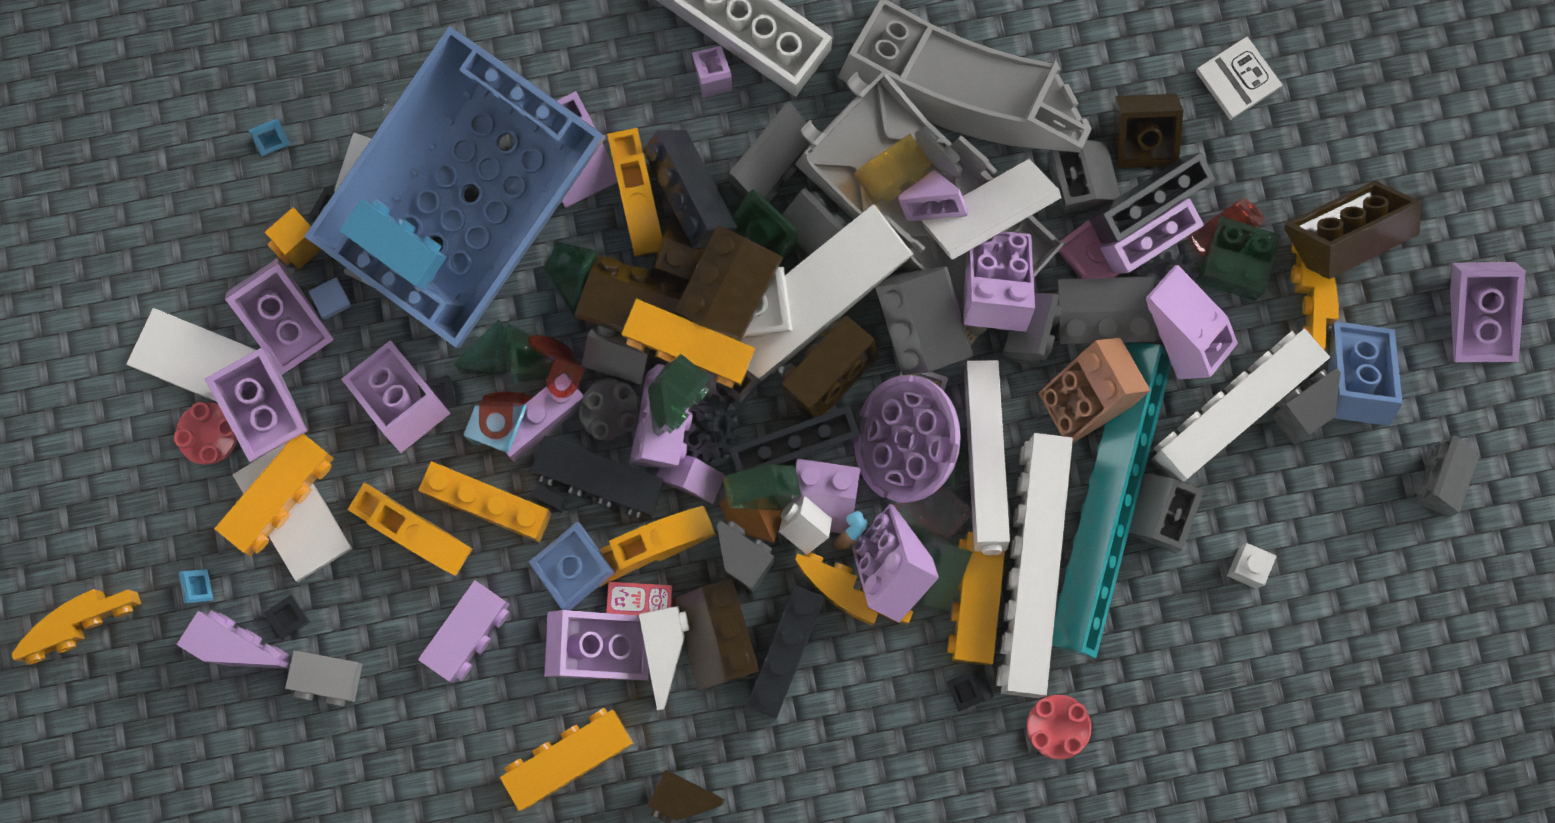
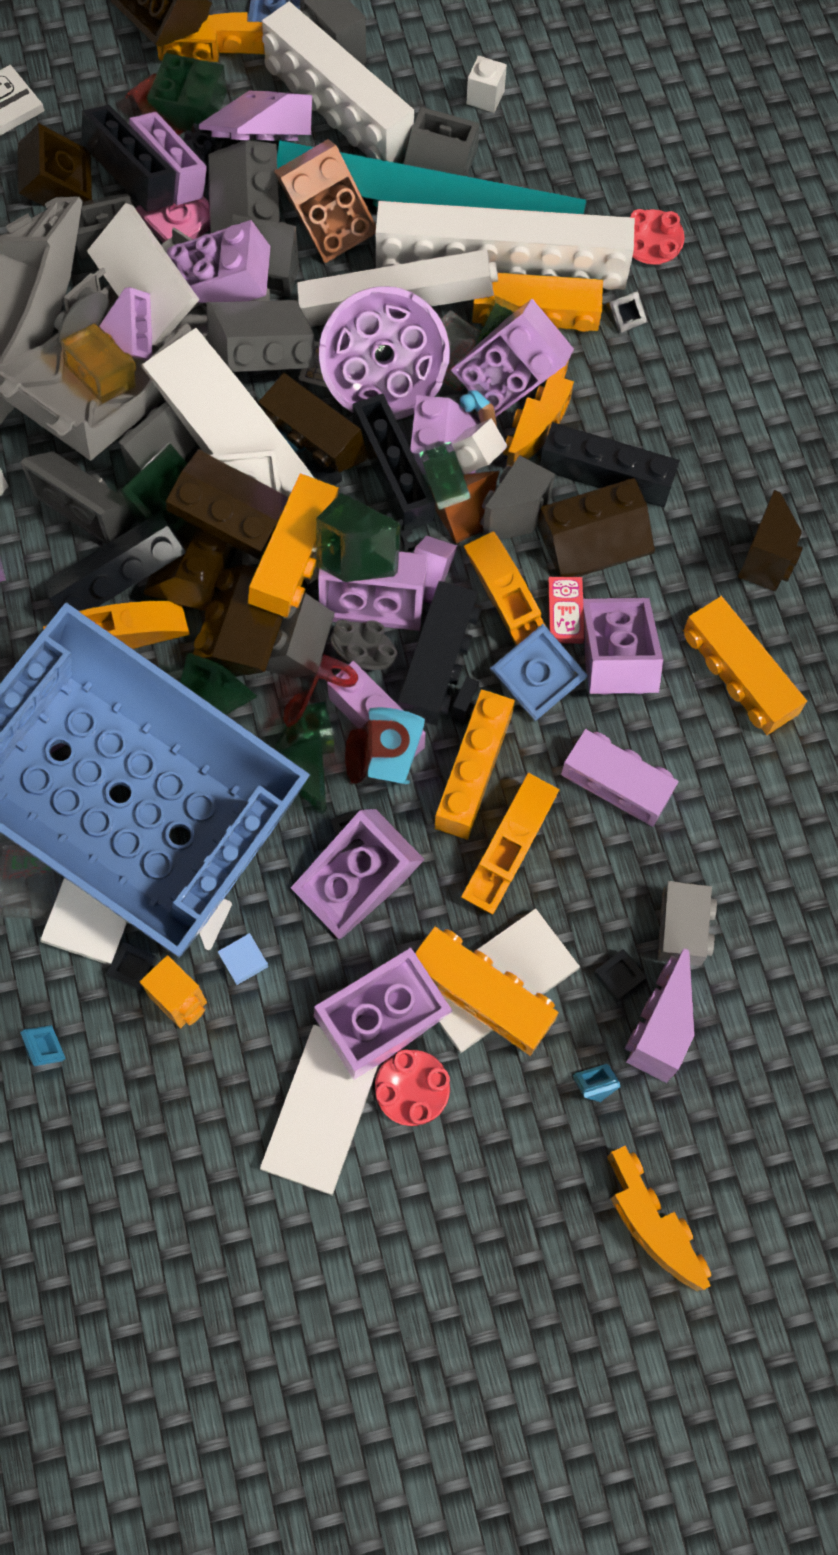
camera: 95 degrees left, 10 degrees down
(279, 315) = (262, 1013): lavender slope -> none
(393, 242) = (189, 836): dark azure brick -> none
(663, 643) = (617, 575): white slope -> none

